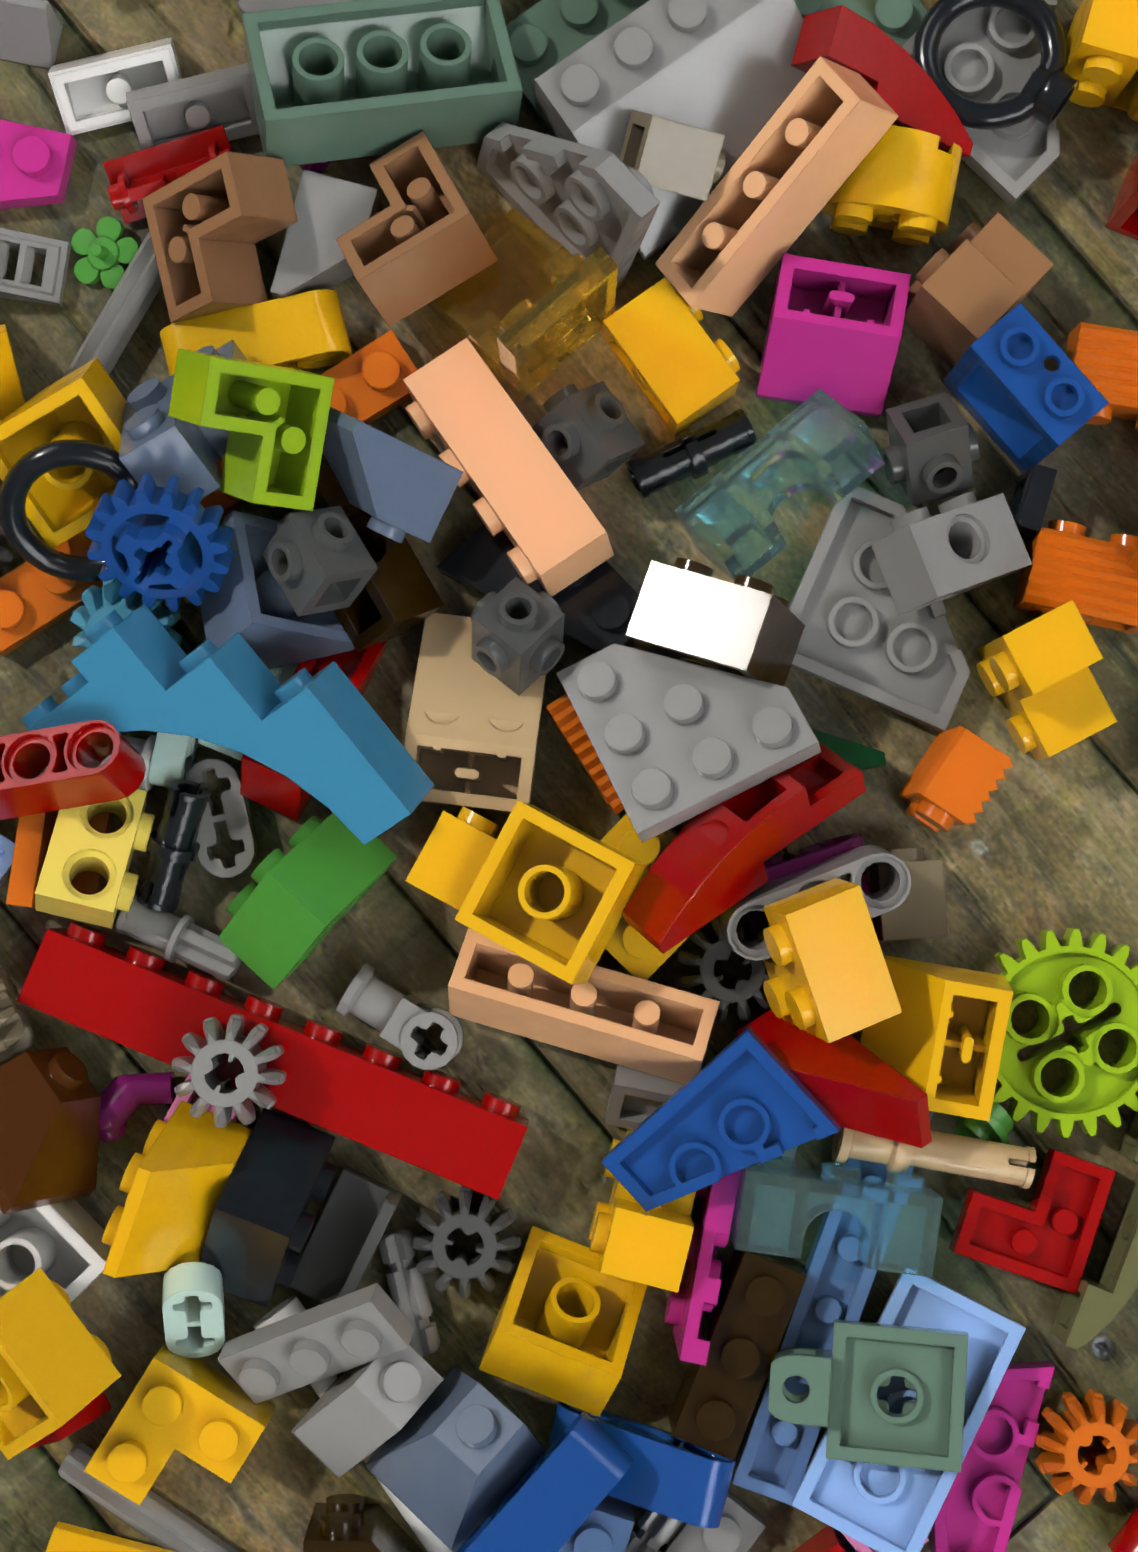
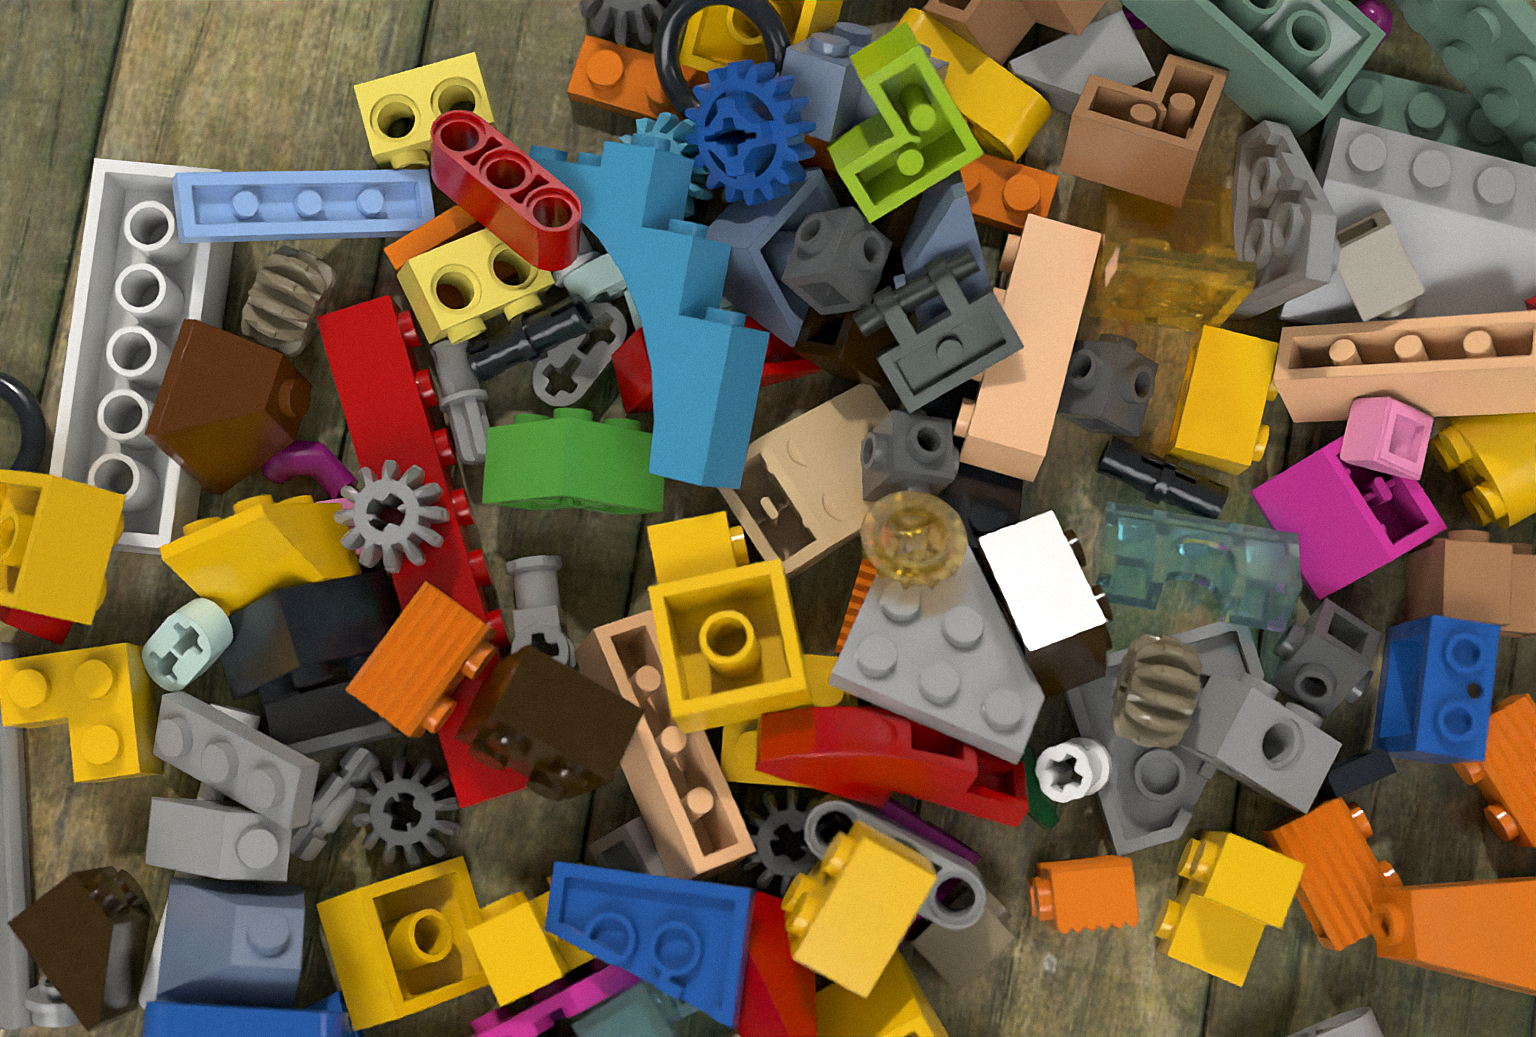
camera: 60 degrees right, 5 degrees down
(364, 1138) = (423, 662): none -> orange brick
(459, 533) = (946, 348): none -> pearl dark grey plate
(495, 1082) = (548, 725): none -> dark brown brick
(562, 672) = (910, 514): none -> clear yellow gear
(806, 260) = (1386, 437): none -> bright pink slope
(845, 724) = (1055, 773): none -> white bush
(850, 598) = (1156, 691): none -> dark tan gear

